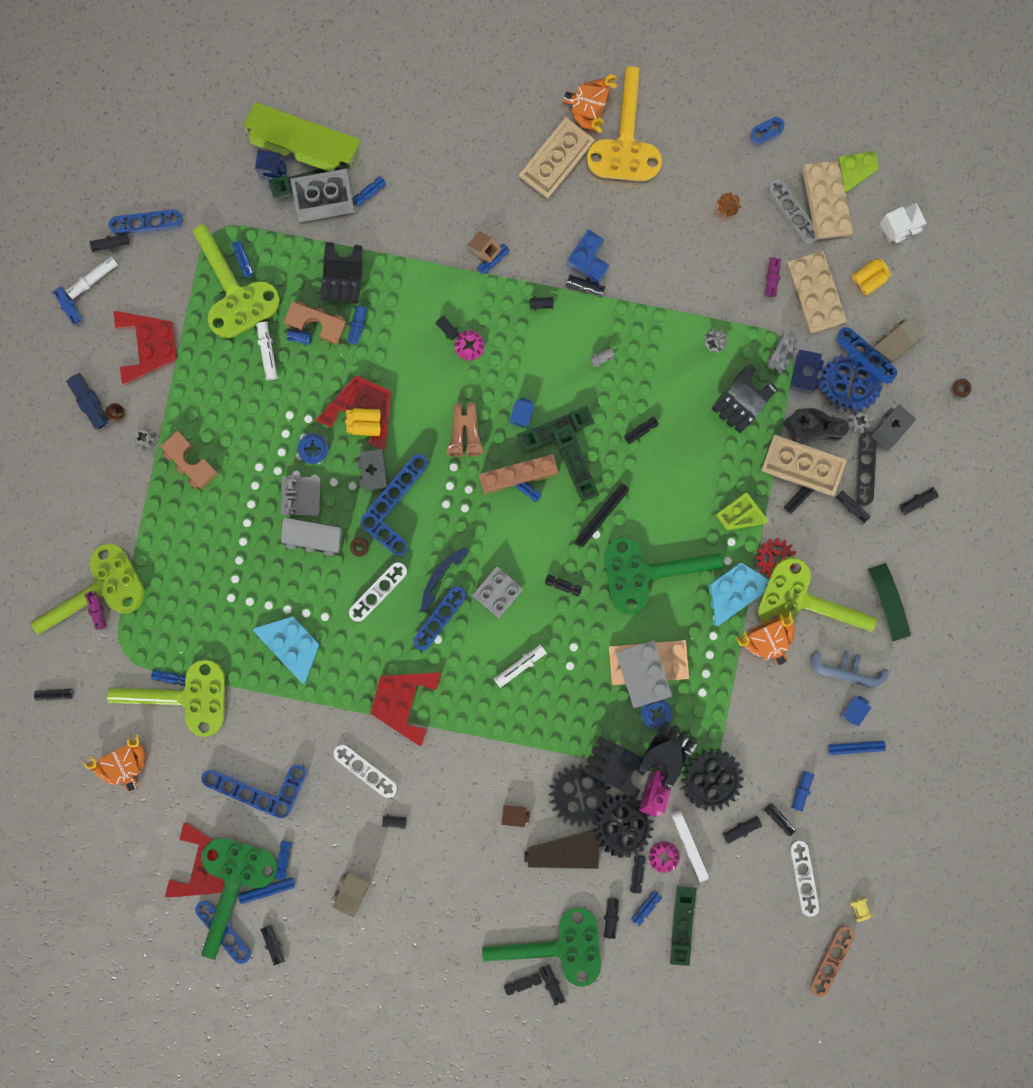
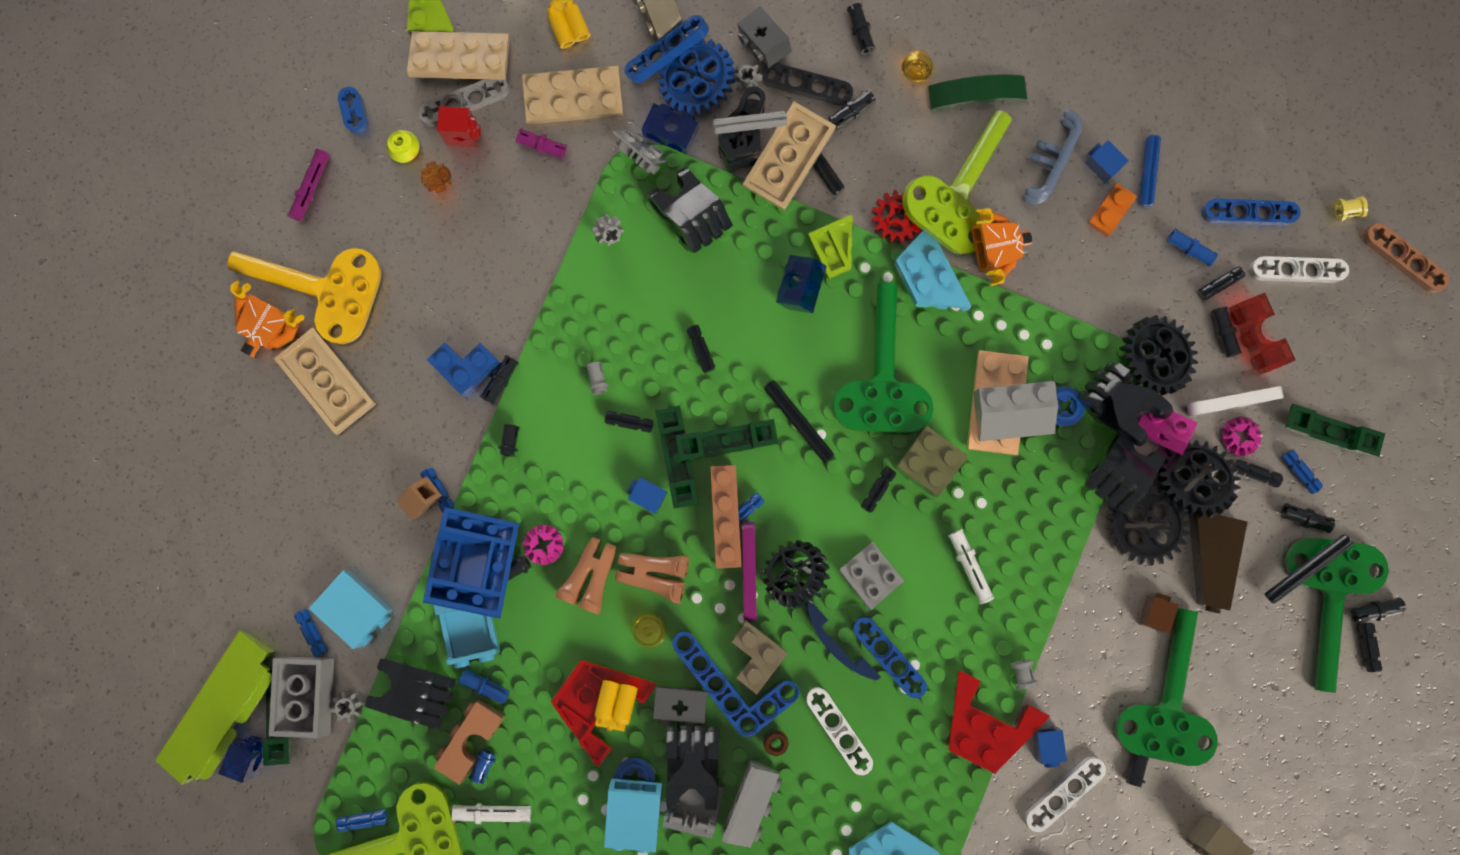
camera: 80 degrees left, 0 degrees up
(286, 452) = (632, 815): none -> medium azure brick
(324, 234) = (354, 706): none -> light grey gear
(332, 488) = (692, 764): none -> black piece
(392, 217) = (351, 610): none -> medium azure brick
(395, 304) = (467, 636): none -> medium azure panel
(397, 752) = (1049, 747): none -> blue brick
(420, 524) = (763, 653): none -> dark tan brick
(425, 441) = (655, 626): none -> clear yellow cone
(429, 838) = (1166, 729): none -> green piece
(443, 374) = (573, 587): none -> nougat piece
(445, 295) = (471, 563): none -> blue slope
(448, 721) = (1024, 674): none -> light grey bush
(482, 500) = (749, 571): none -> magenta beam
(487, 539) = (809, 576): none -> black gear
(572, 922) = (1308, 569): none -> black axle
(574, 388) = (629, 421): none -> black axle
(592, 619) = (931, 462): none -> olive brick
(702, 111) = (305, 193): none -> magenta pin
(706, 494) = (801, 284): none -> clear blue brick
(731, 864) = (1248, 318): none -> clear red arch
(748, 178) = (402, 146): none -> neon yellow cone
(770, 212) = (458, 126): none -> red brick
(819, 427) = (750, 122): none -> light grey axle
(819, 724) = (1112, 210): none -> orange plate
(843, 832) = (1250, 208): none -> blue beam
(898, 550) = (917, 66): none -> clear yellow cone

